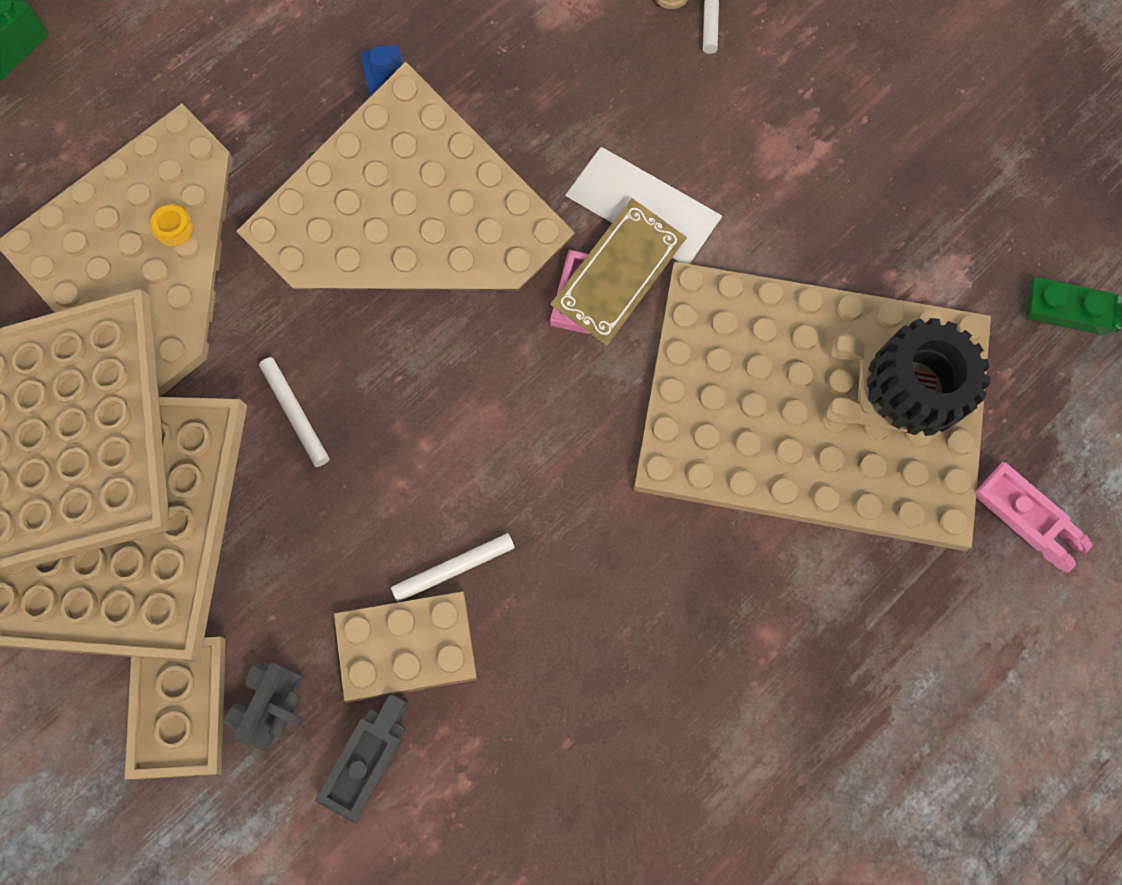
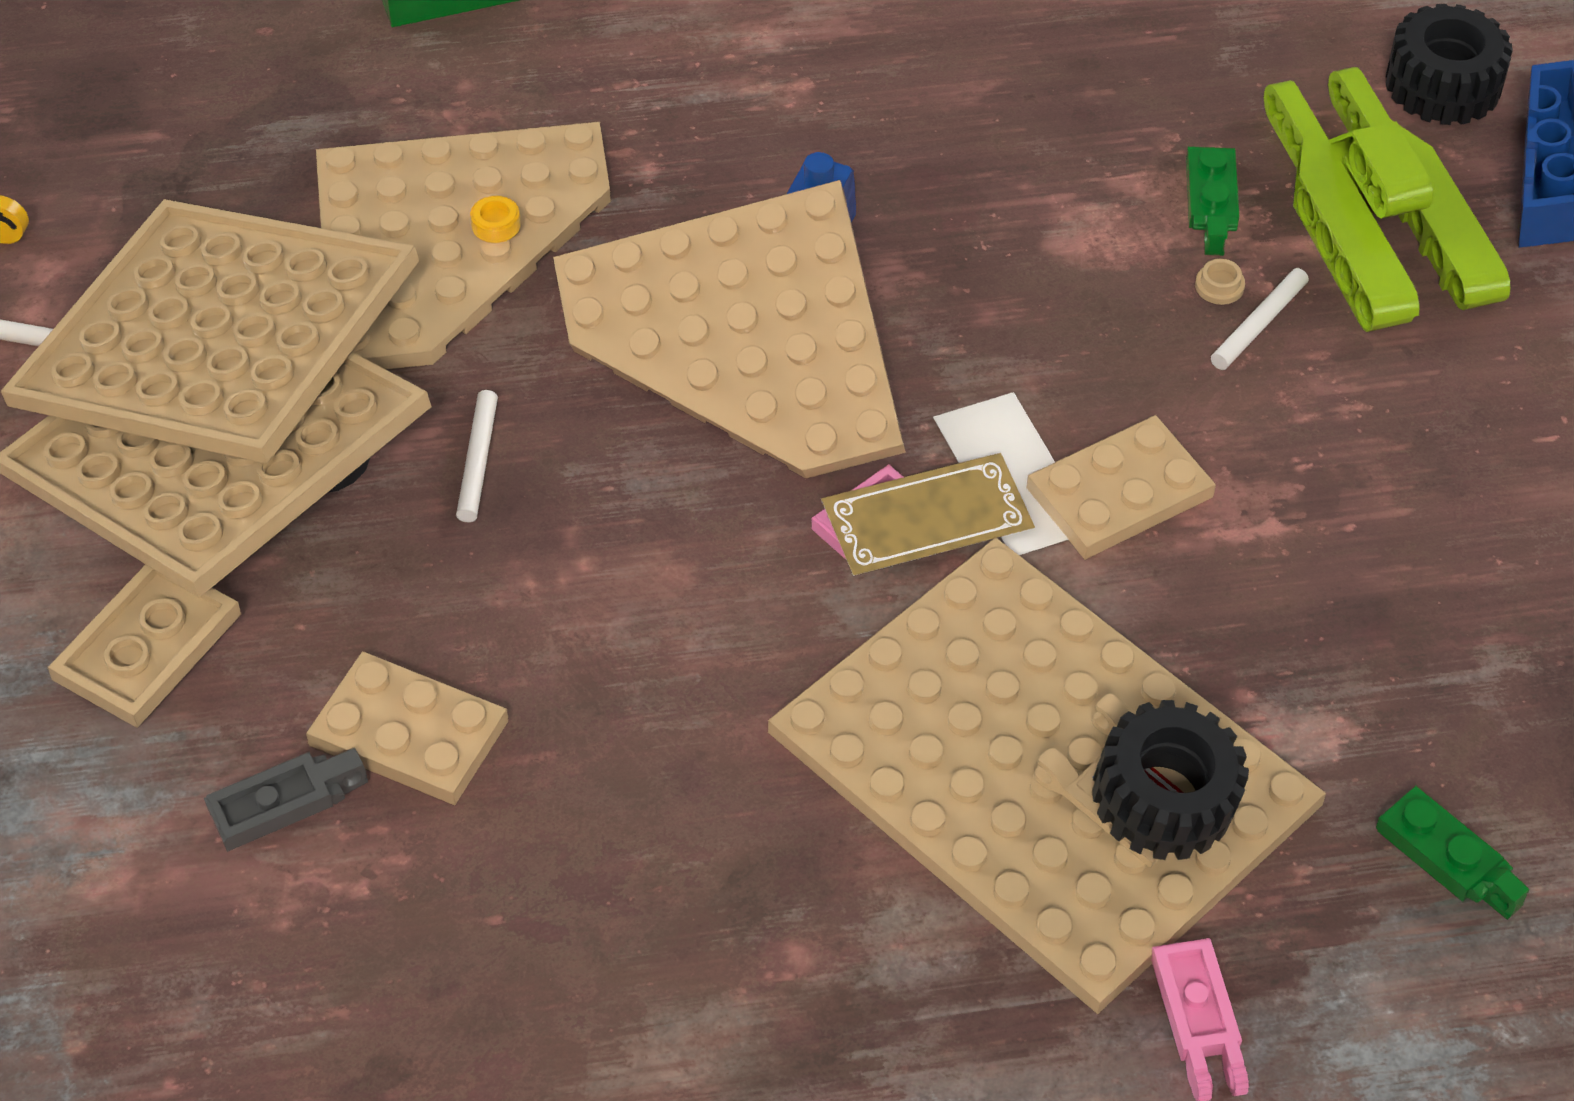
camera: 35 degrees right, 20 degrees down
(270, 707) = (230, 690): dark grey hips -> none
(452, 567) = (517, 686): white bar -> none
(717, 176) = (1120, 486): none -> tan plate

